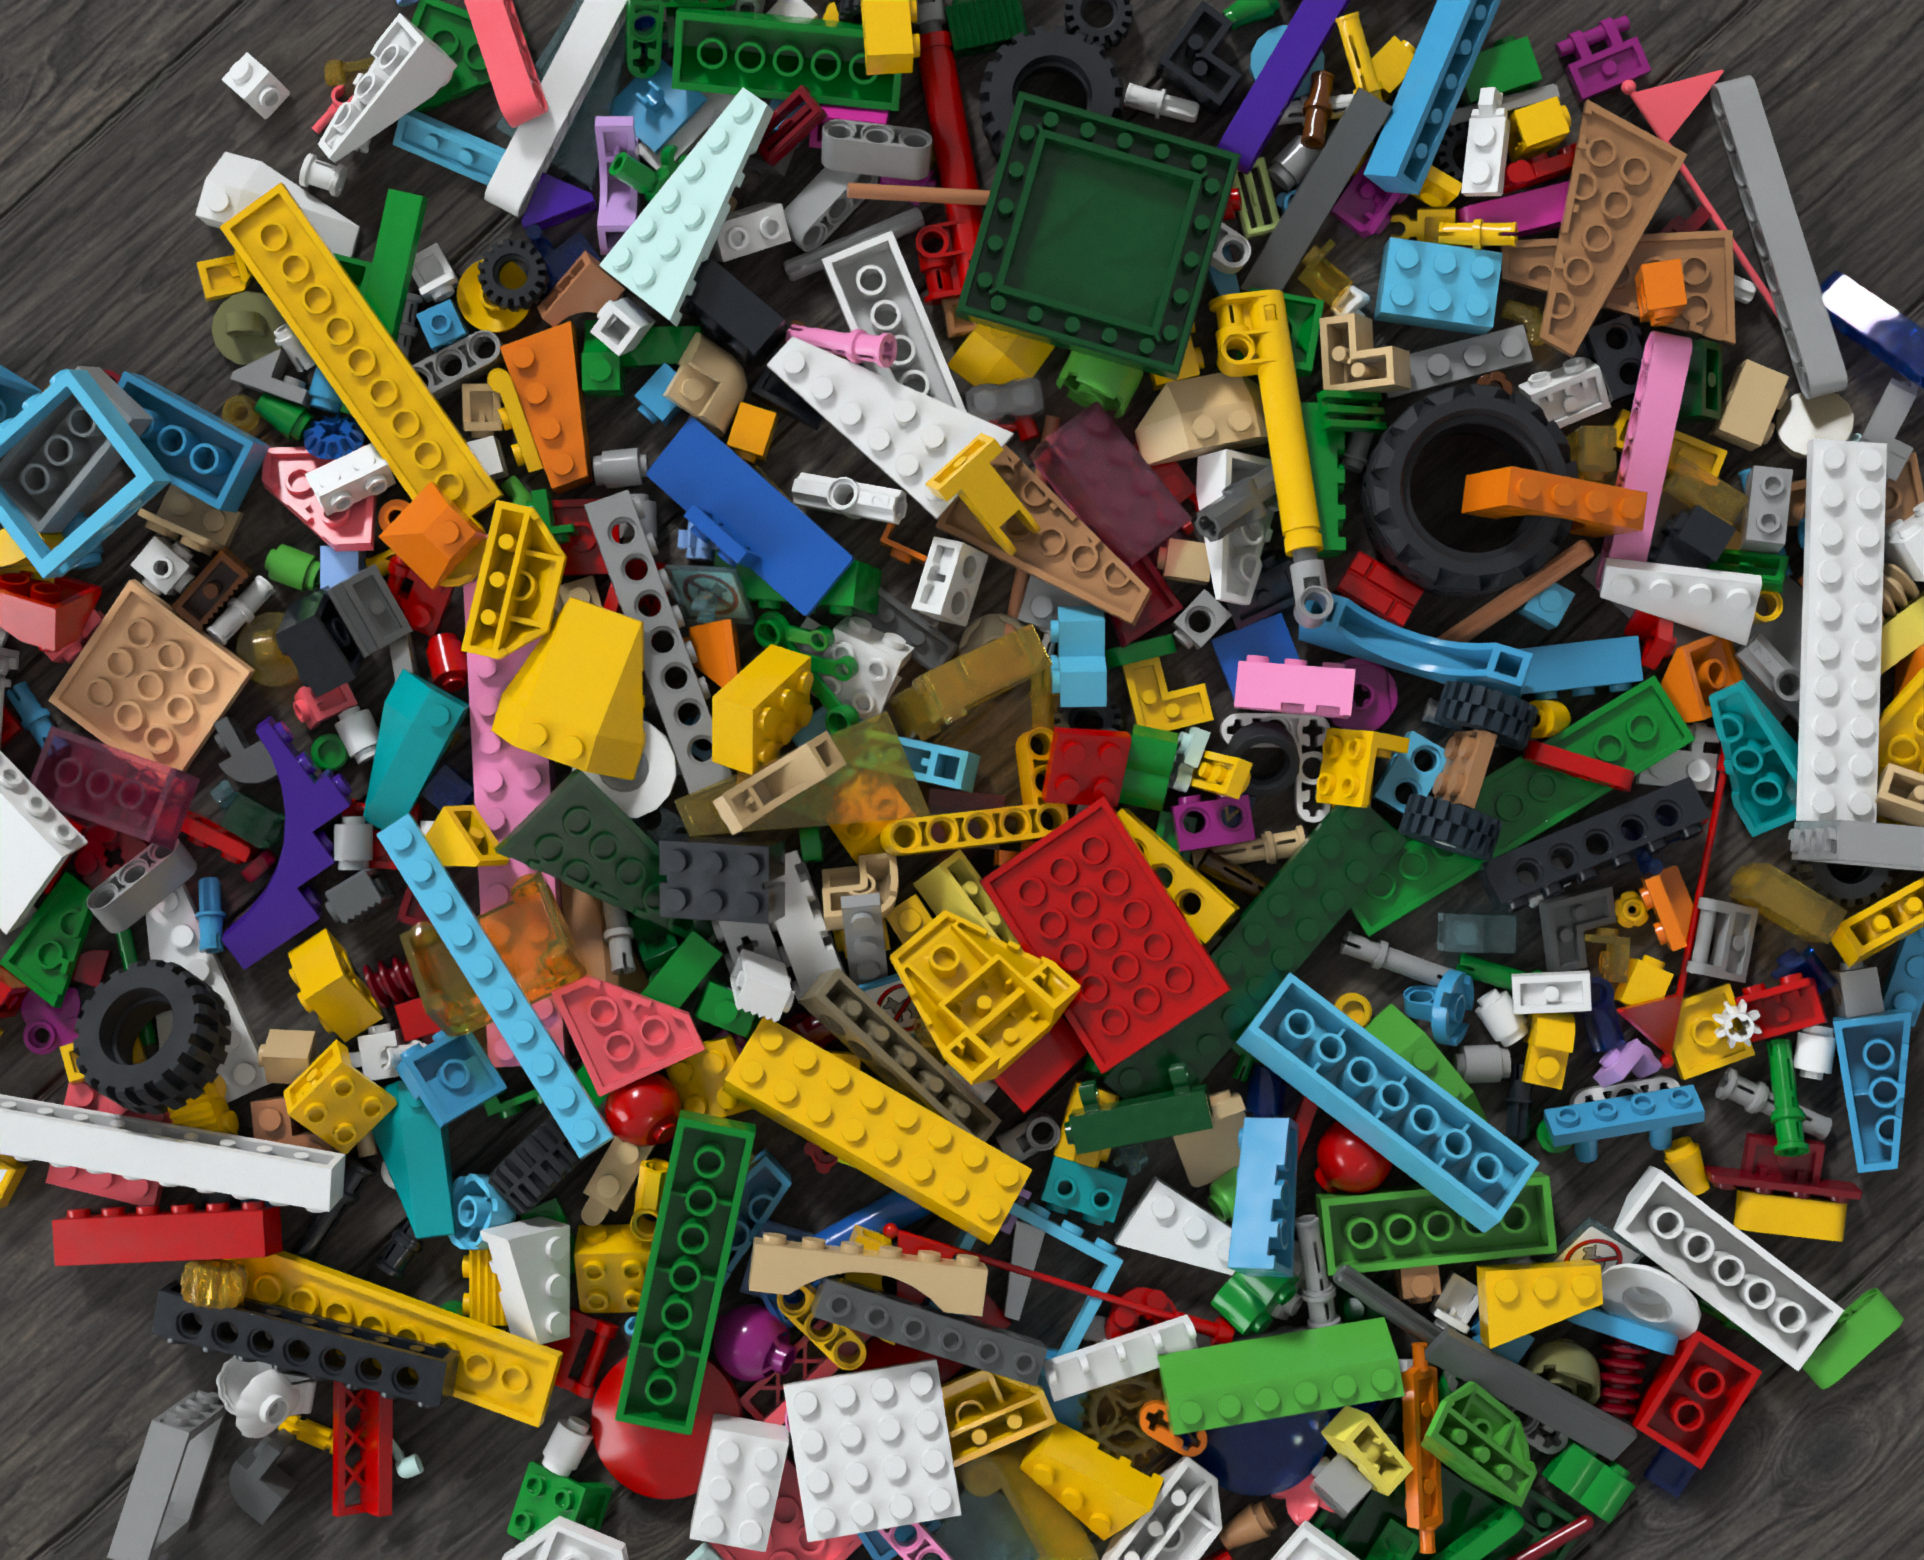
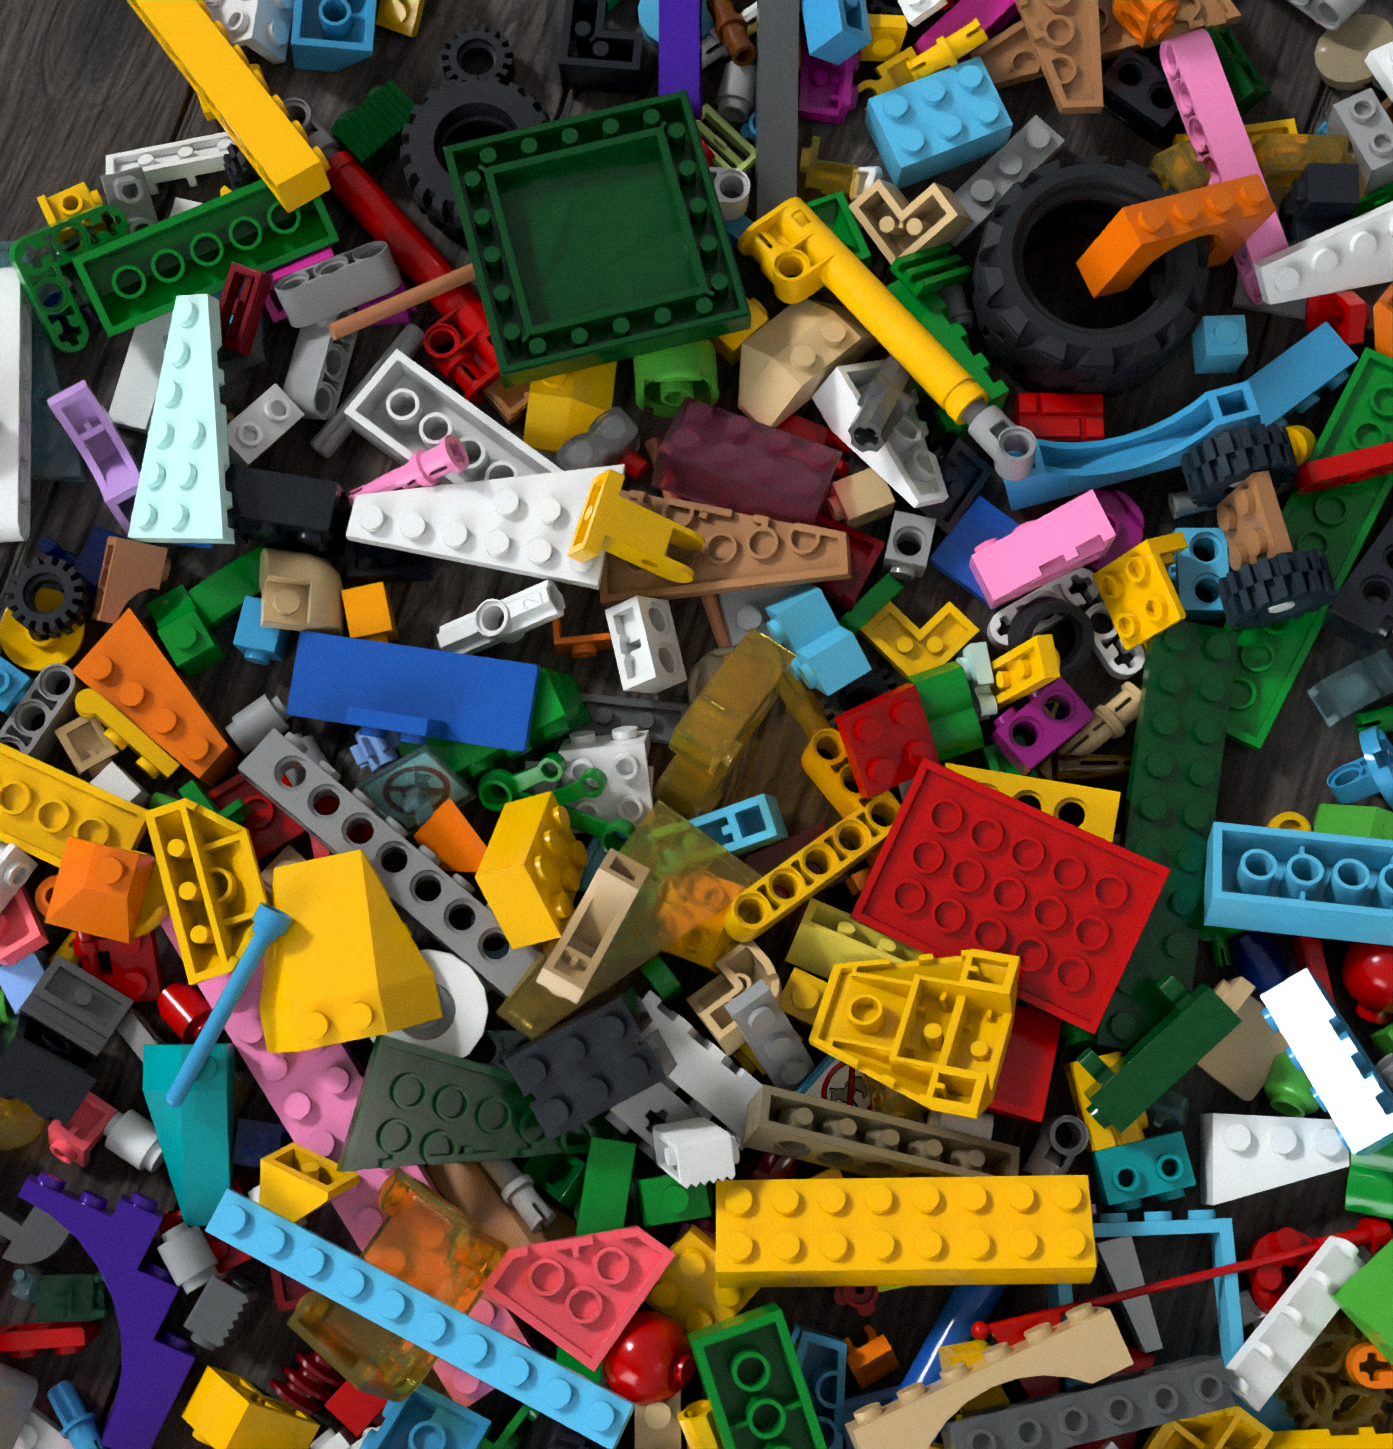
camera: 25 degrees left, 10 degrees down
(259, 866) = (103, 1341): dark red tile -> none
(329, 752) = (116, 1177): green tile -> none
(543, 641) = (268, 927): none -> dark azure piece
(556, 203) = (58, 509): dark purple slope -> none
(622, 325) = (182, 582): white brick -> none
(643, 178) = (120, 434): green bar -> none
(657, 107) = (110, 366): dark azure piece -> none
(804, 1205) = (872, 1359): none -> orange tile
(1160, 103) = (585, 104): white axle -> none
(1397, 961) = (1283, 761): light grey pin -> none
(1520, 593) = (1195, 339): nougat axle -> none
(1526, 314) = (1035, 105): clear yellow arm -> none
(1569, 391) = (1122, 137): white bracket -> none
(1750, 405) = (1287, 63): tan brick -> none

